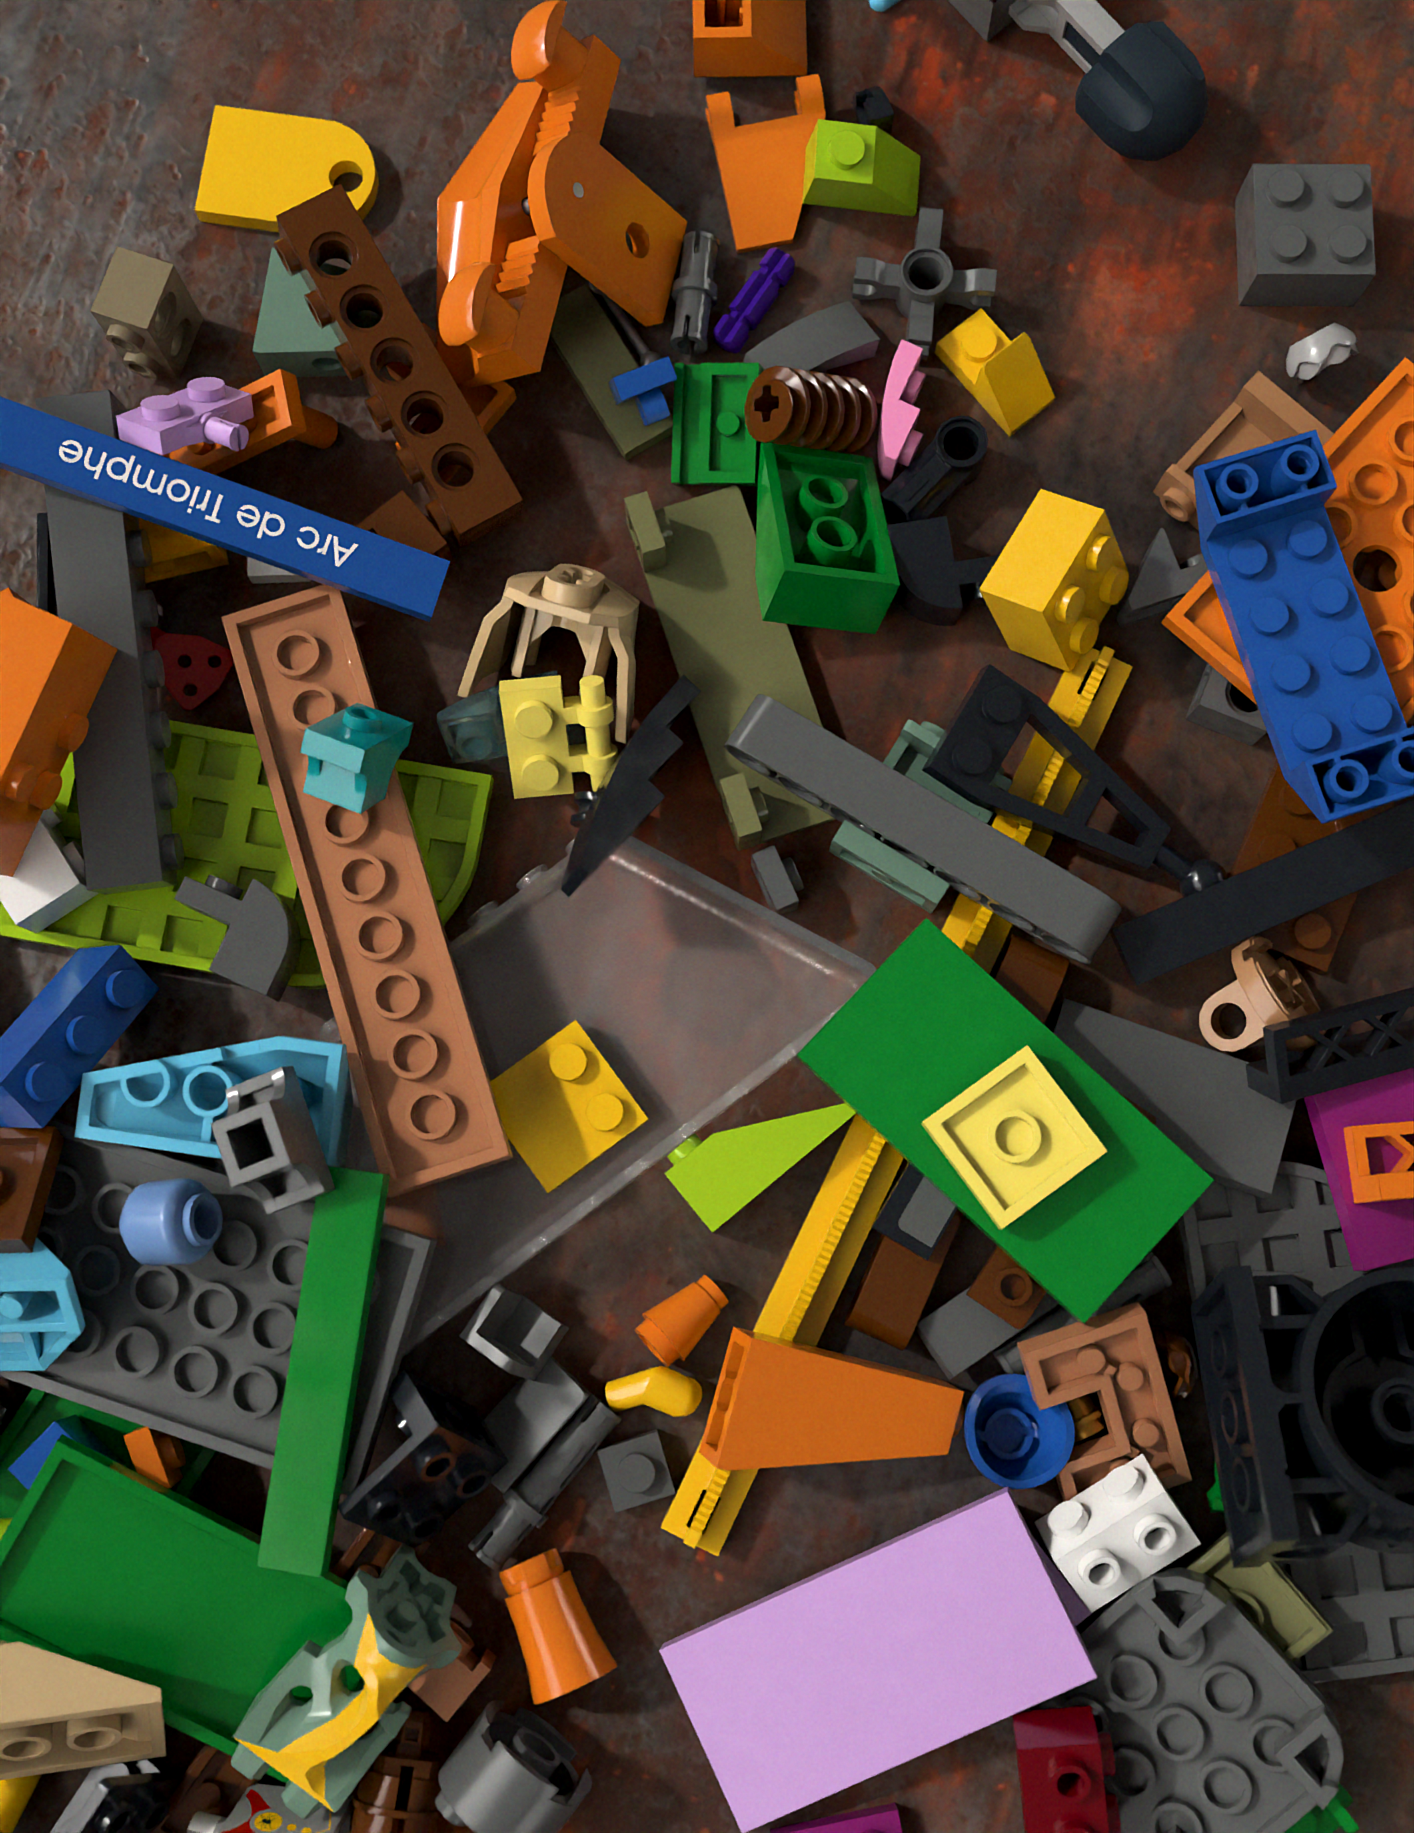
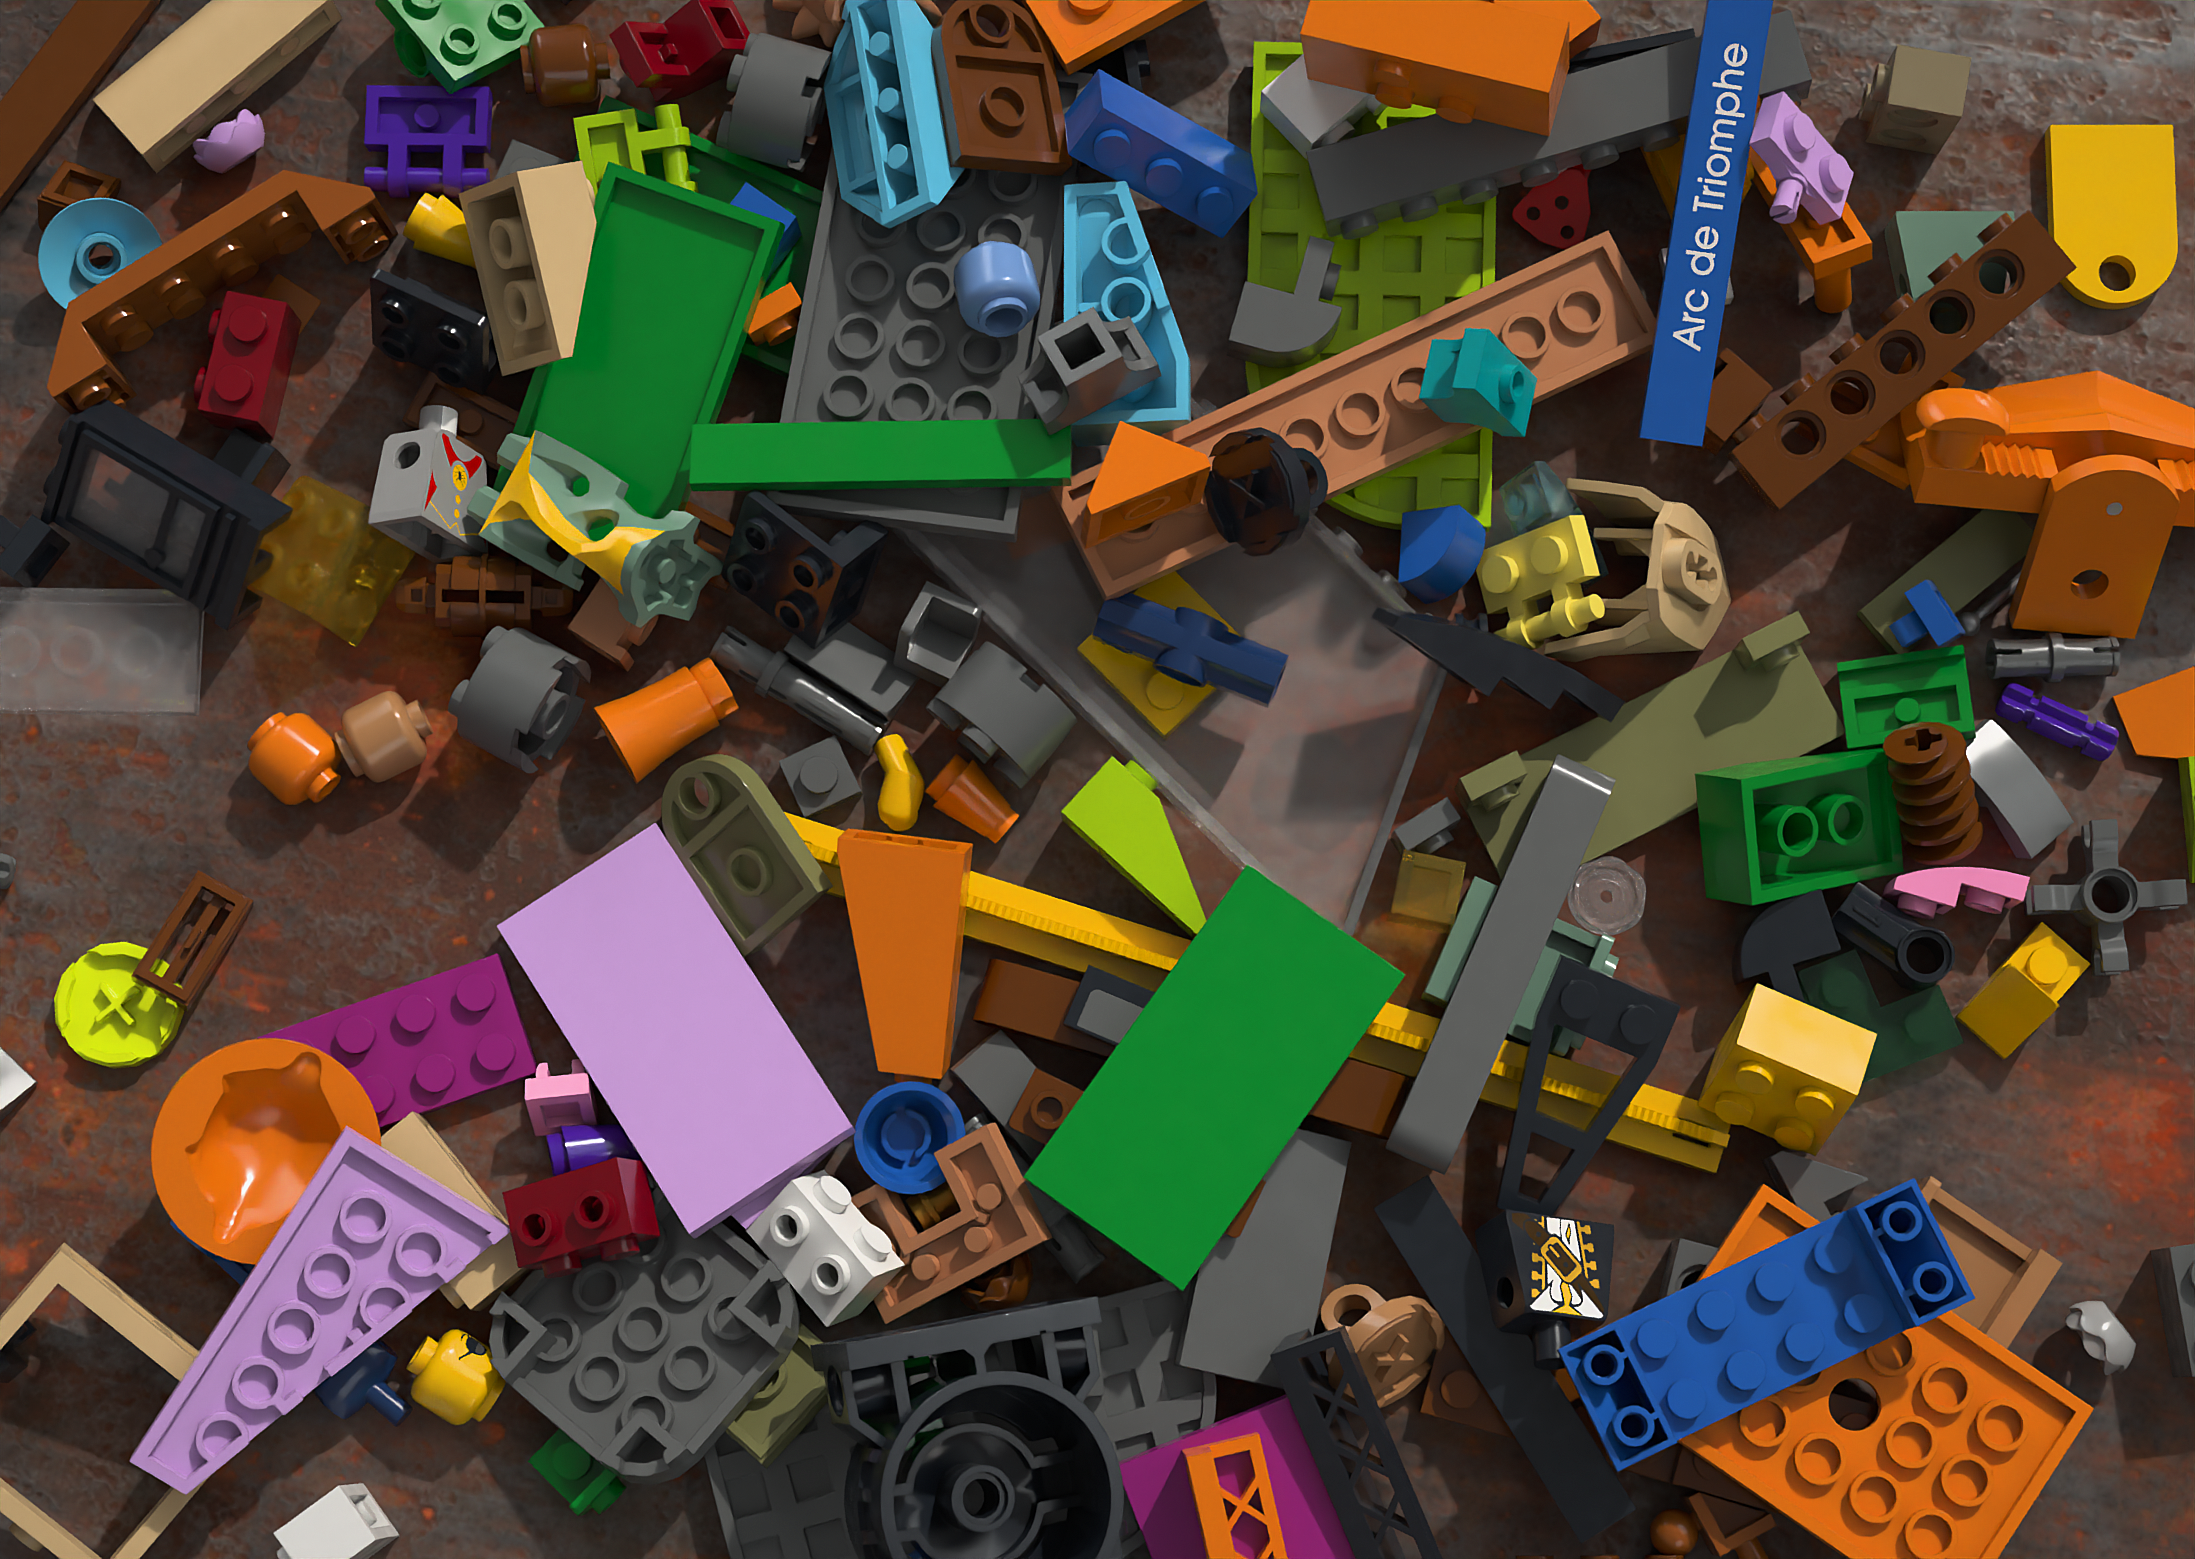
camera: 85 degrees right, 0 degrees up
(401, 1100) = (1141, 483): none -> orange slope
(429, 981) = (1262, 490): none -> black tile
(508, 826) = (1439, 551): none -> blue brick
(569, 1079) = (1191, 647): none -> dark blue piece
(606, 1278) = (1002, 714): none -> dark grey brick
(701, 1566) = (740, 850): none -> olive tile
(836, 889) = (1426, 891): none -> clear yellow panel
(866, 706) = (1618, 879): none -> clear plate
(933, 1789) = (560, 1099): none -> bright pink tile
(987, 1770) = (587, 1145): none -> dark purple cone
(1013, 1137) = (1195, 1081): light yellow plate -> none
(1015, 473) = (1904, 1029): none -> clear green plate
(1232, 830) = (1546, 1278): none -> torso

